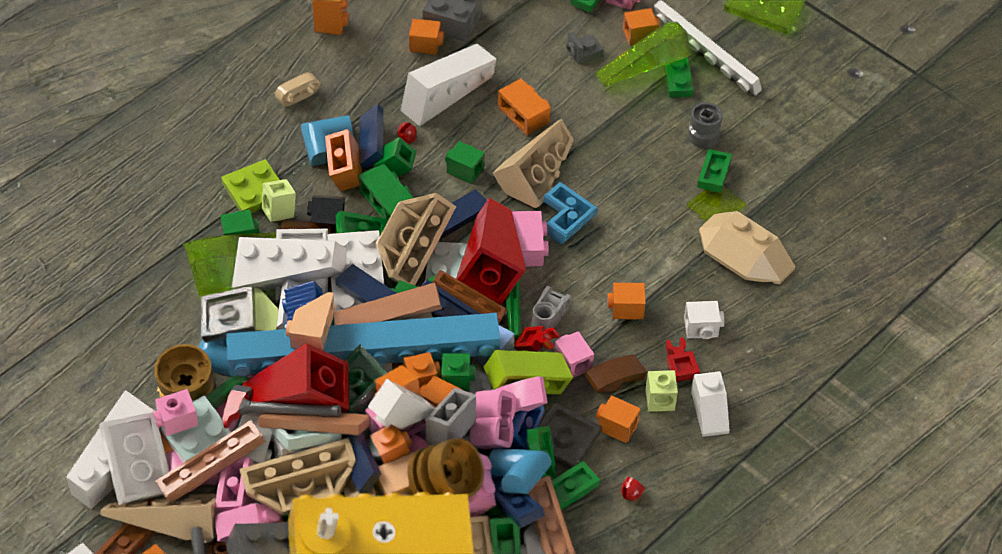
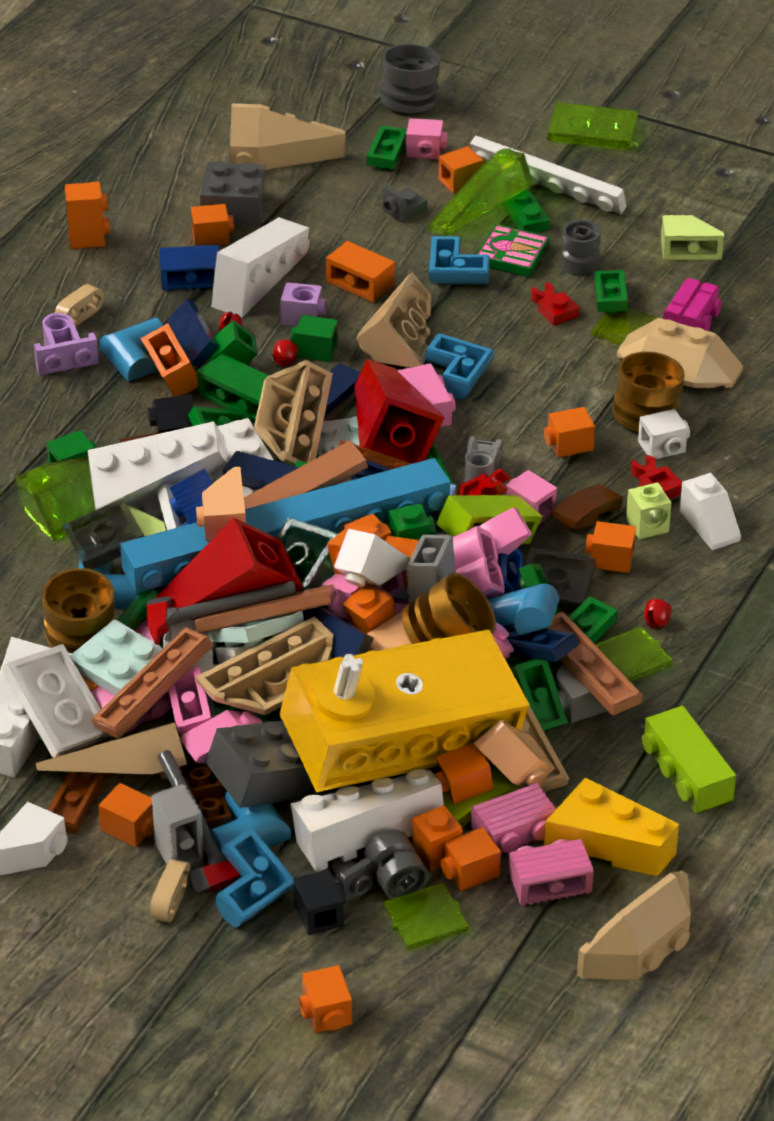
camera: 15 degrees left, 10 degrees down
(175, 412) = (93, 635): bright pink brick -> none
(246, 185) = (69, 412): lime plate -> none
(270, 124) = (63, 346): none -> lavender pin
(278, 200) = (110, 416): yellowish green brick -> none
(391, 71) = (188, 267): none -> blue brick
(437, 170) = (284, 353): none -> red hinge
(466, 127) = (301, 300): none -> lavender brick
(596, 117) = (451, 267): none -> dark azure brick
(598, 521) = (635, 653): none -> clear neon green piece
(653, 111) = (514, 249): none -> tile
(666, 173) = (554, 307): none -> red plate
(702, 275) = (646, 386): none -> pearl gold wheel
(773, 204) = (694, 304): none -> dark pink brick
(797, 135) = (690, 239): none -> yellowish green slope

